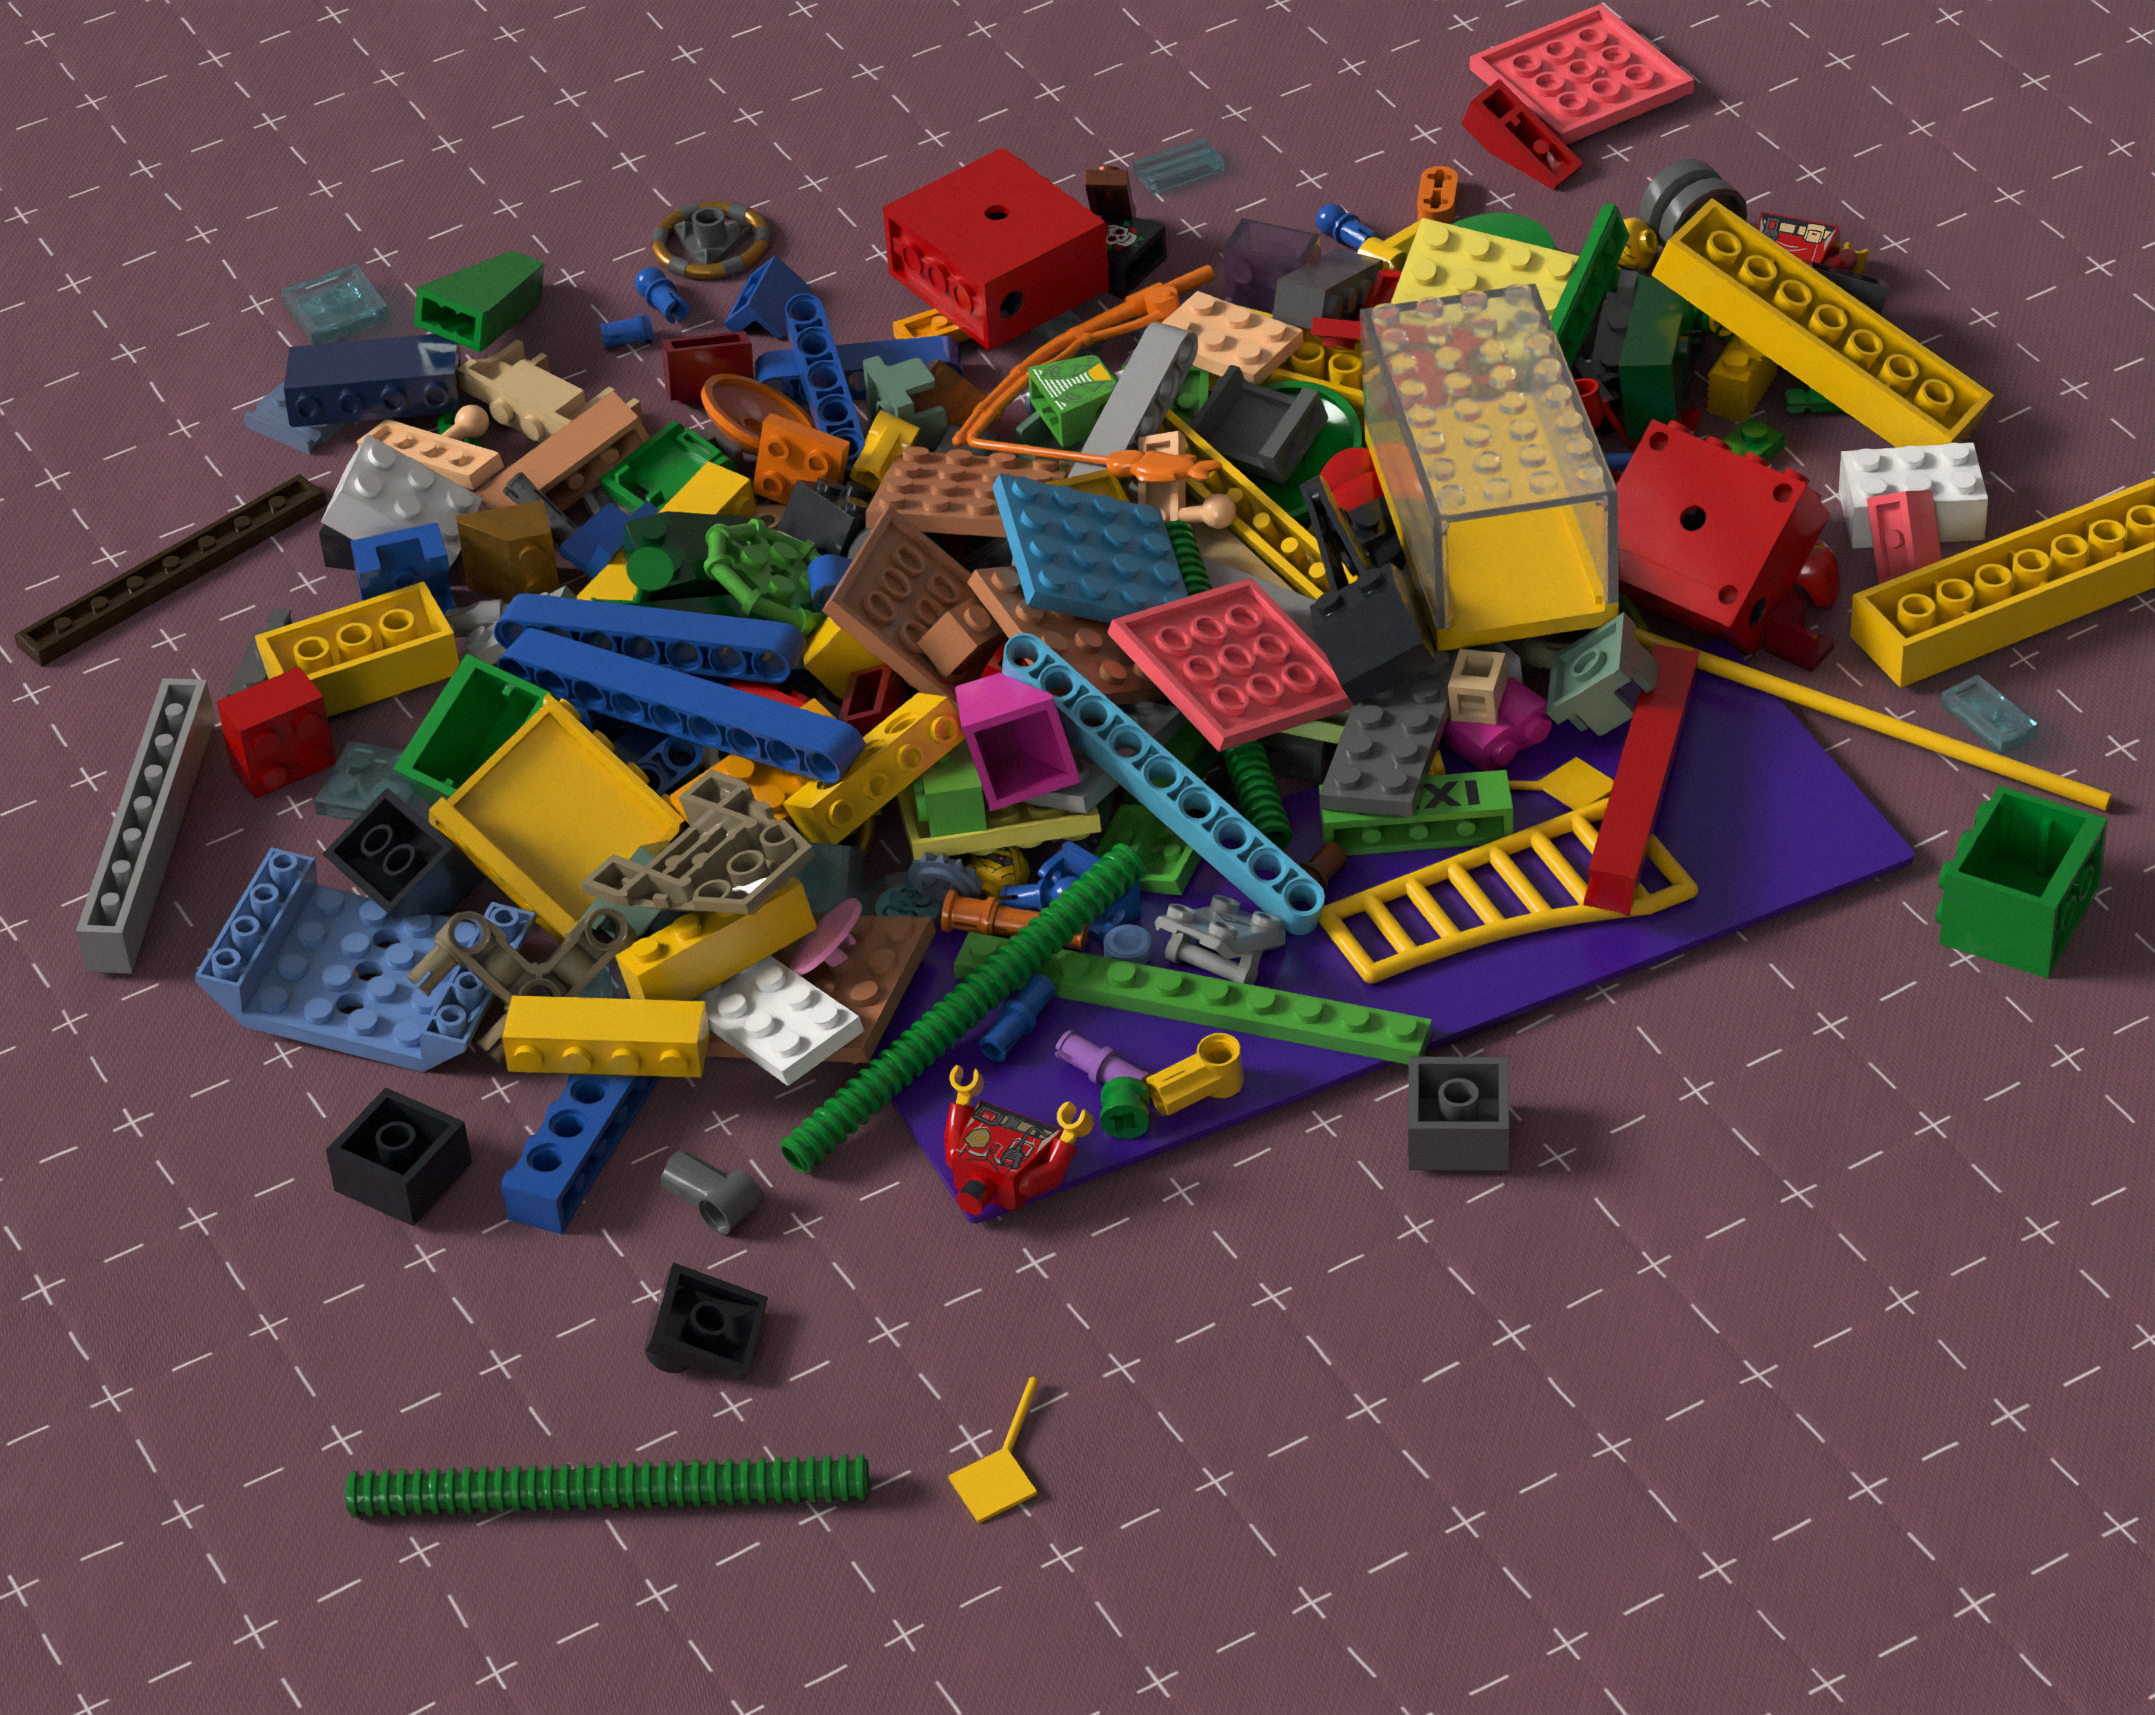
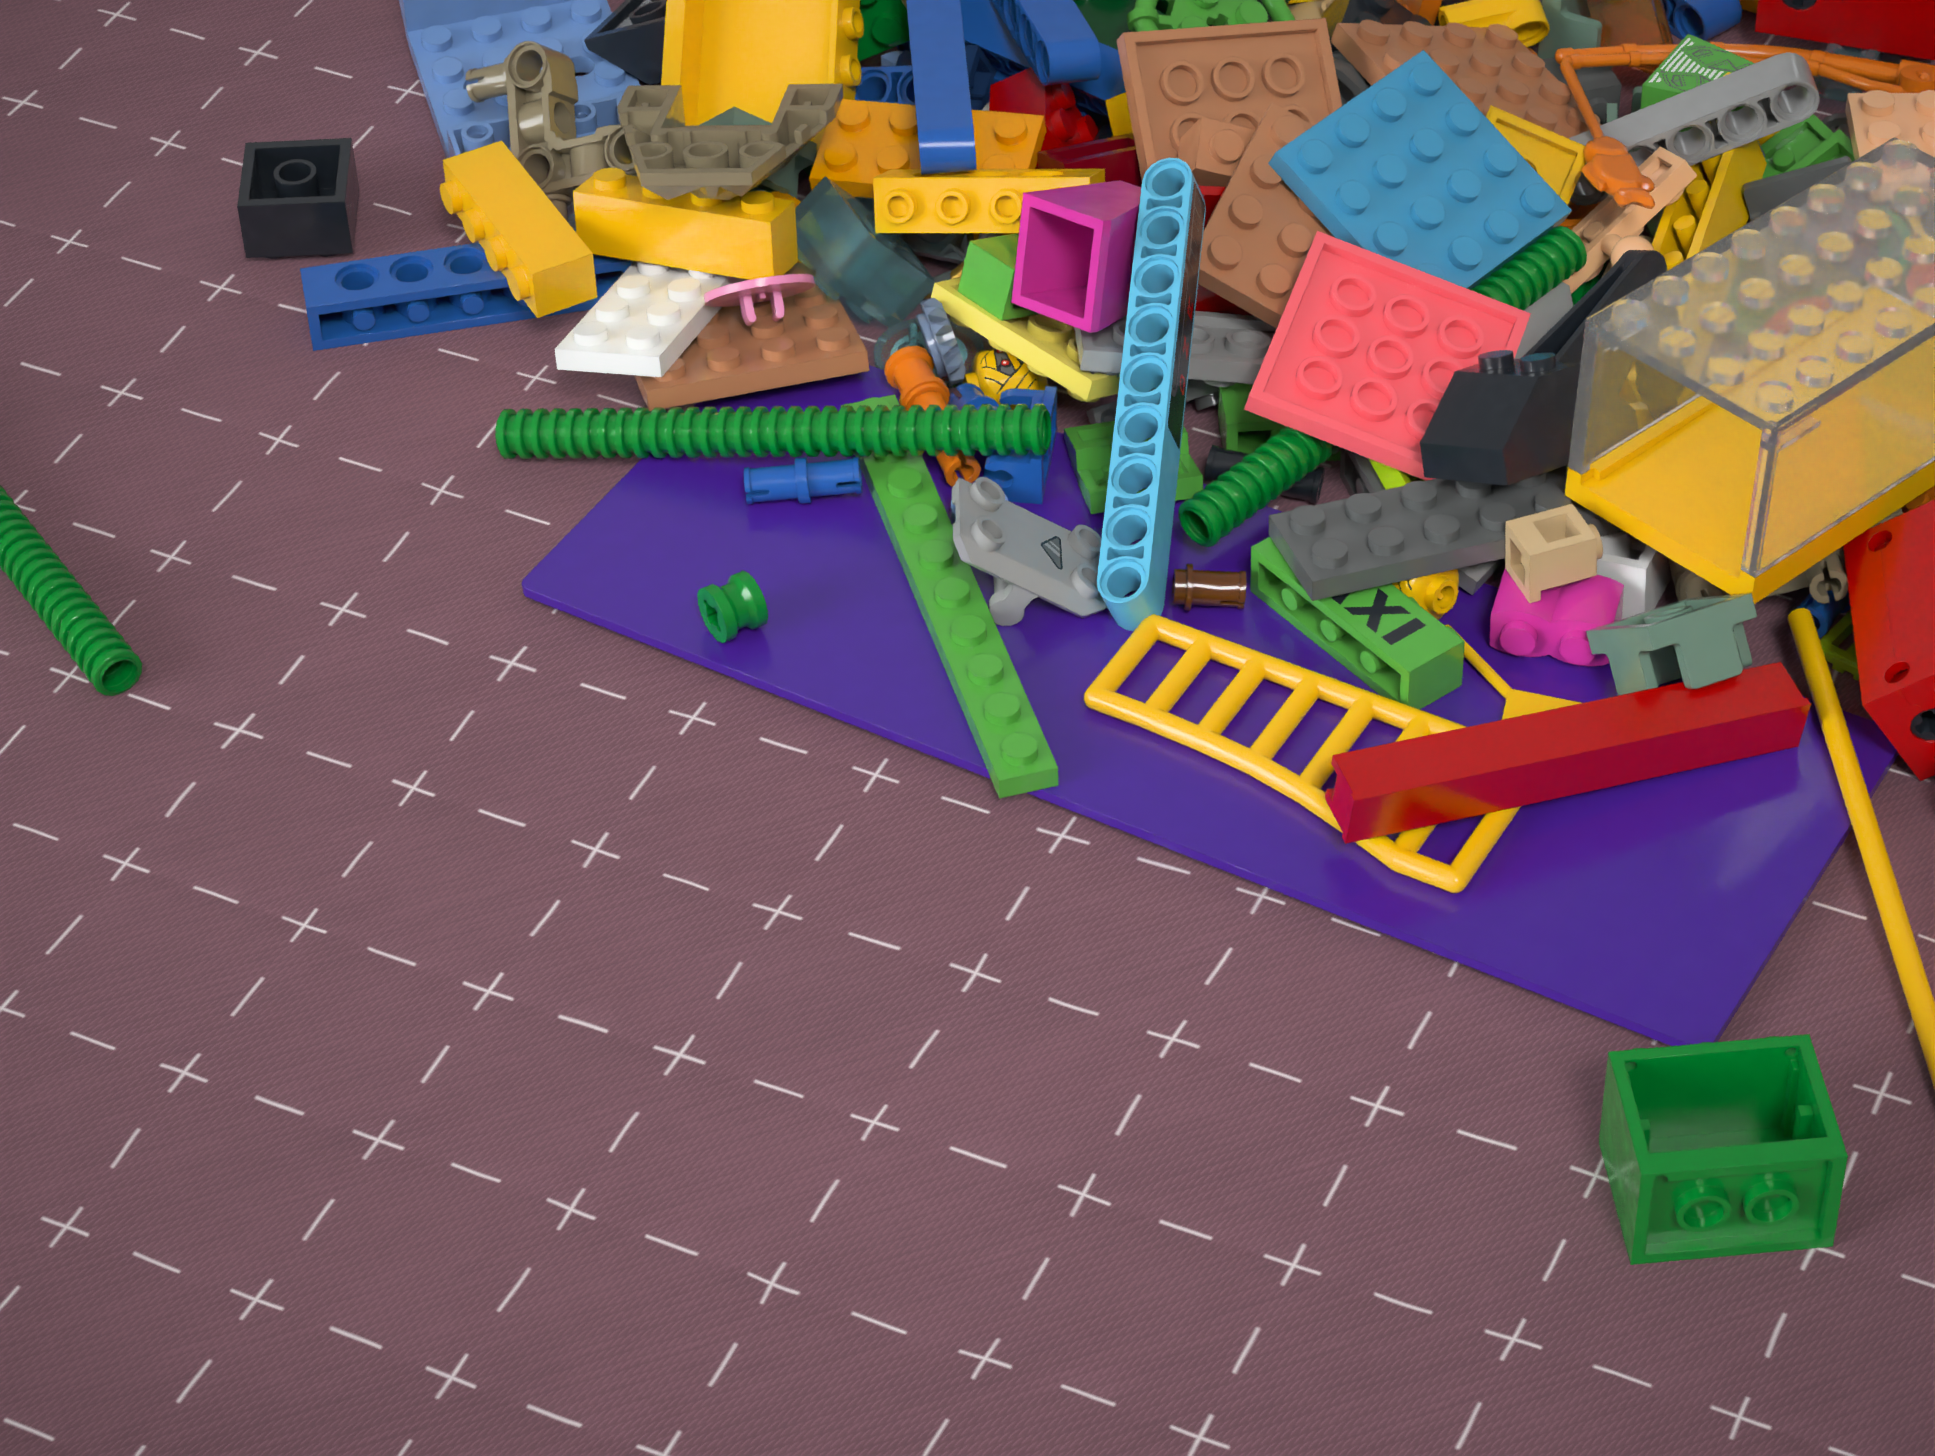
camera: 55 degrees right, 0 degrees up
(704, 1324) = (233, 475): black slope -> none
(719, 1197) = (419, 410): dark grey piece -> none
(997, 1480) = (190, 768): yellow piece -> none
(1004, 1154) = (595, 548): red torso -> none
(1097, 1062) = (785, 567): medium lavender pin -> none
(1211, 1072) = (834, 637): yellow piece -> none
(1458, 1113) = (934, 850): dark grey brick -> none

